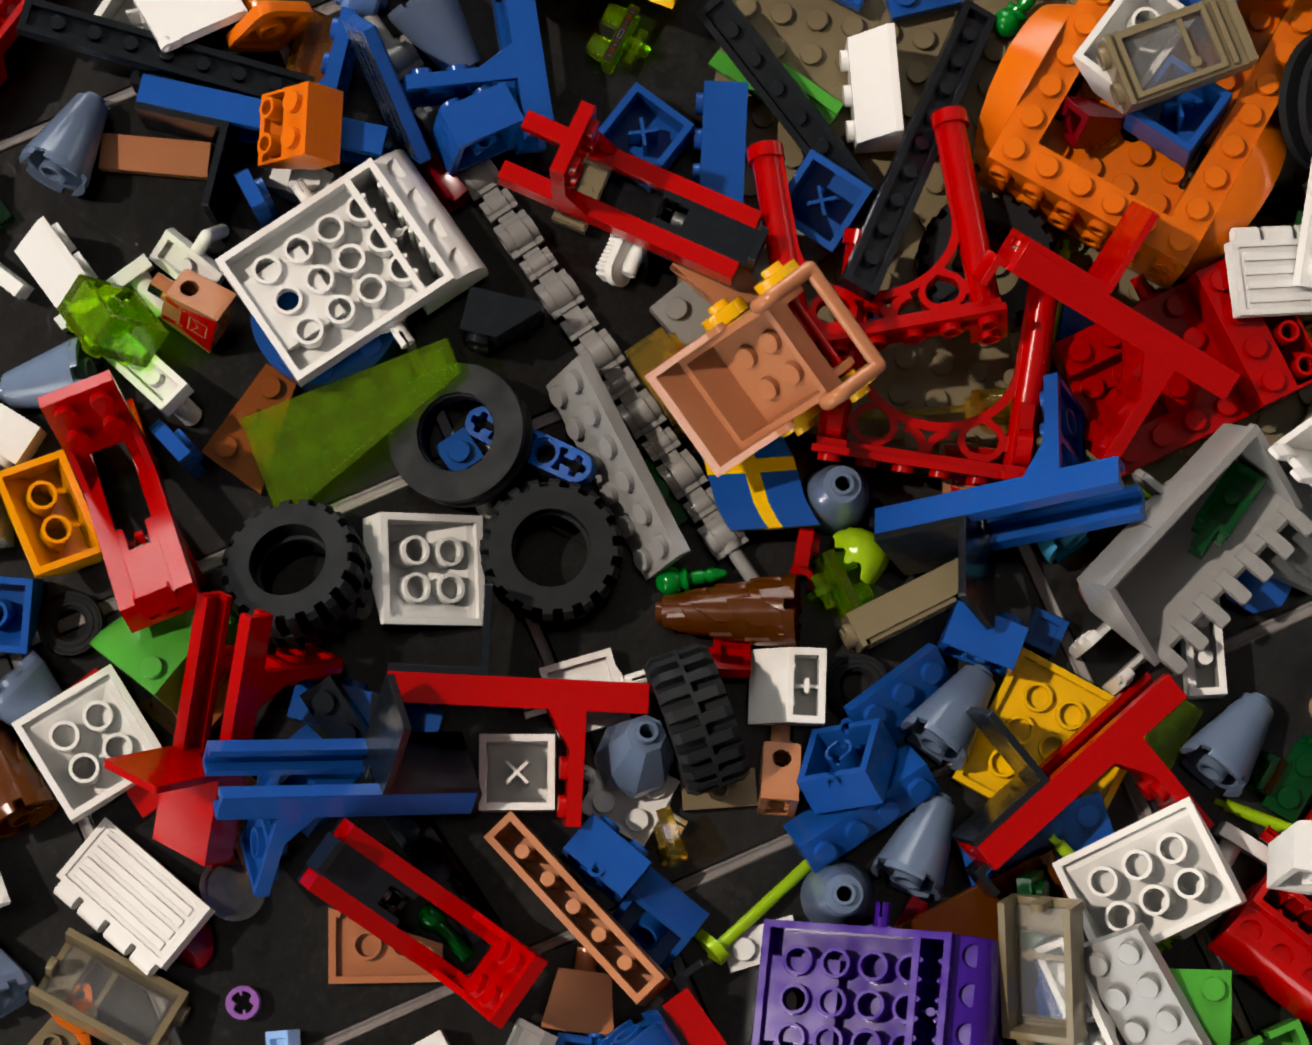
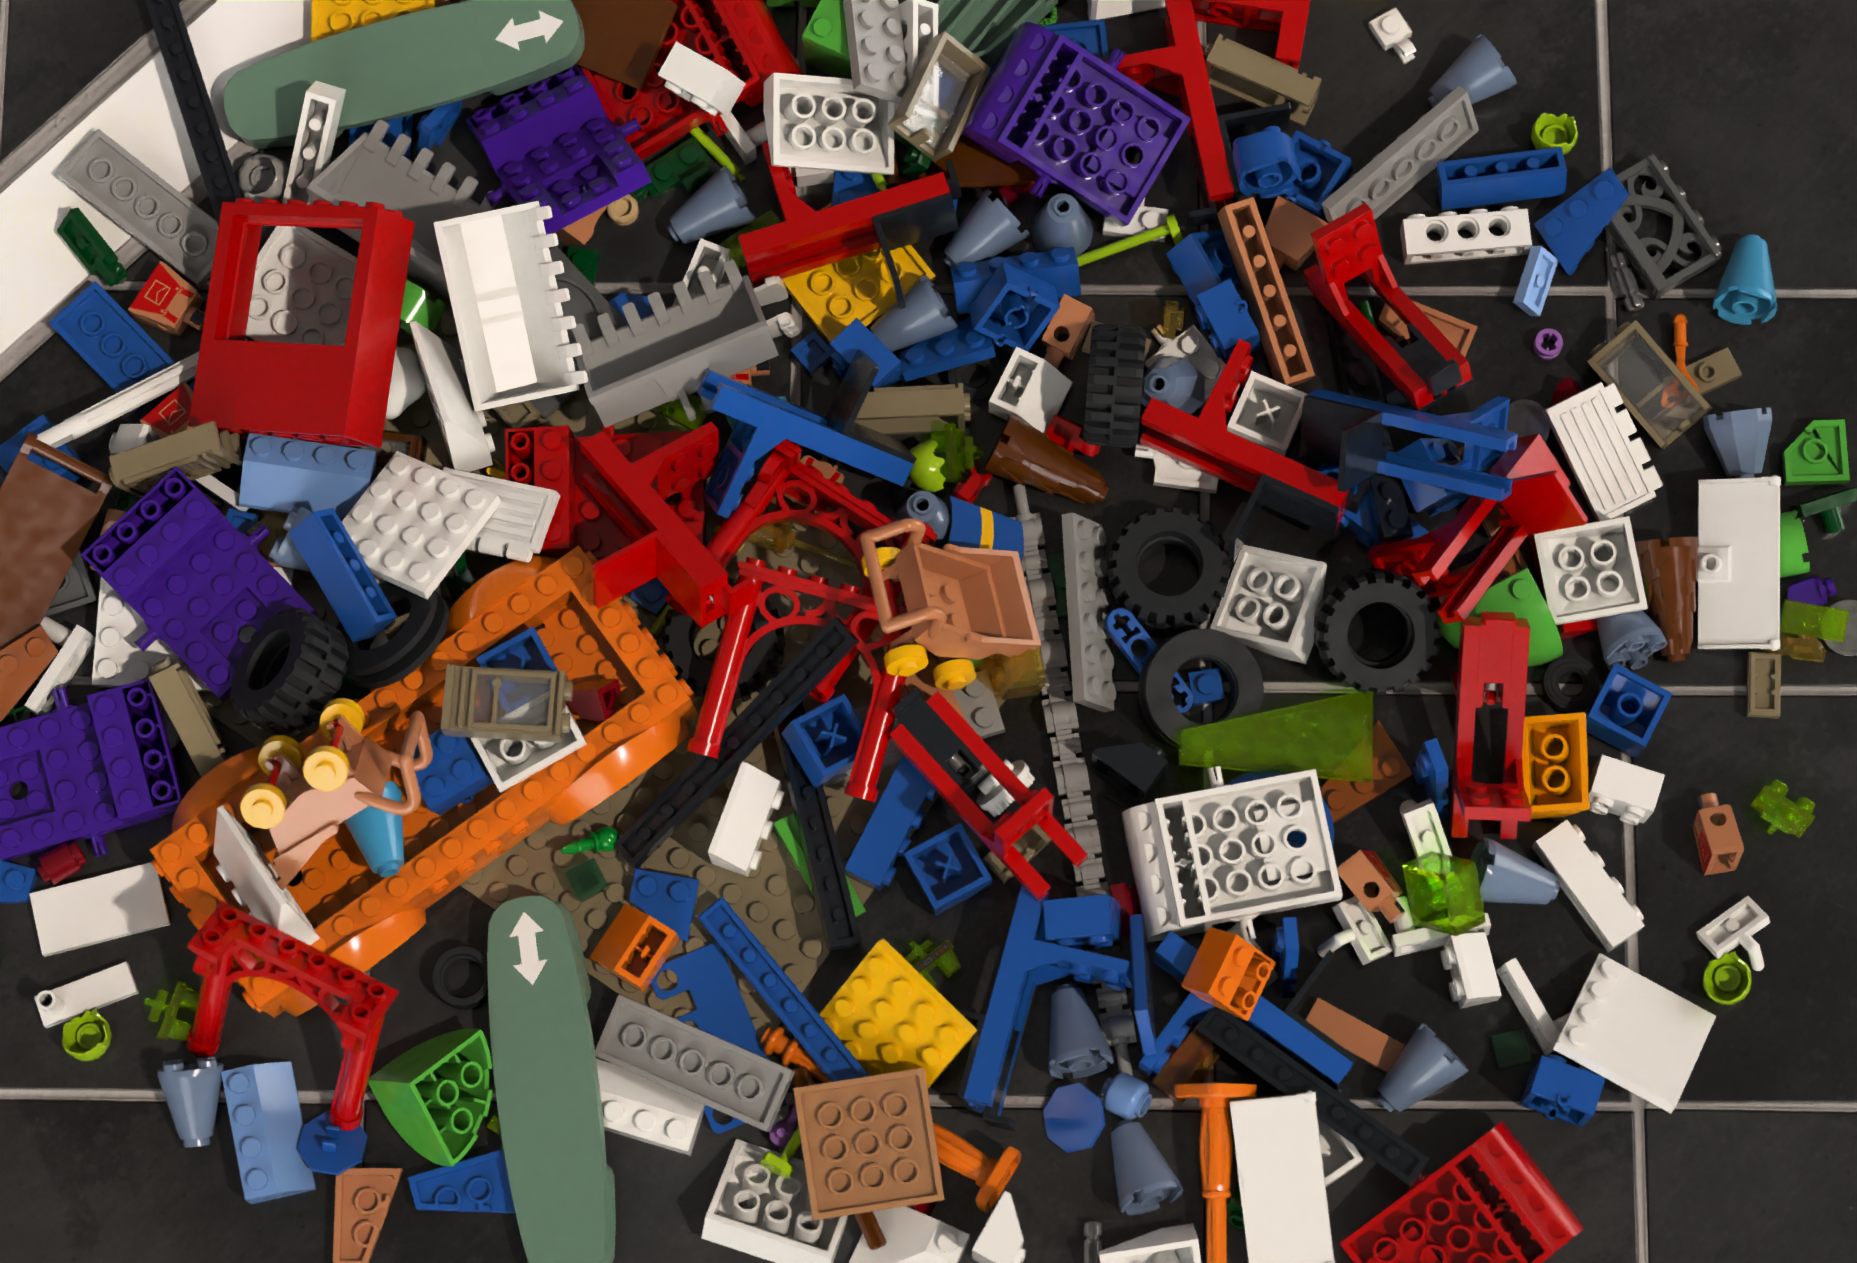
camera: 150 degrees left, 5 degrees down
(675, 580) = (1083, 509): green bar -> none
(1225, 507) = (634, 361): dark green hinge -> none

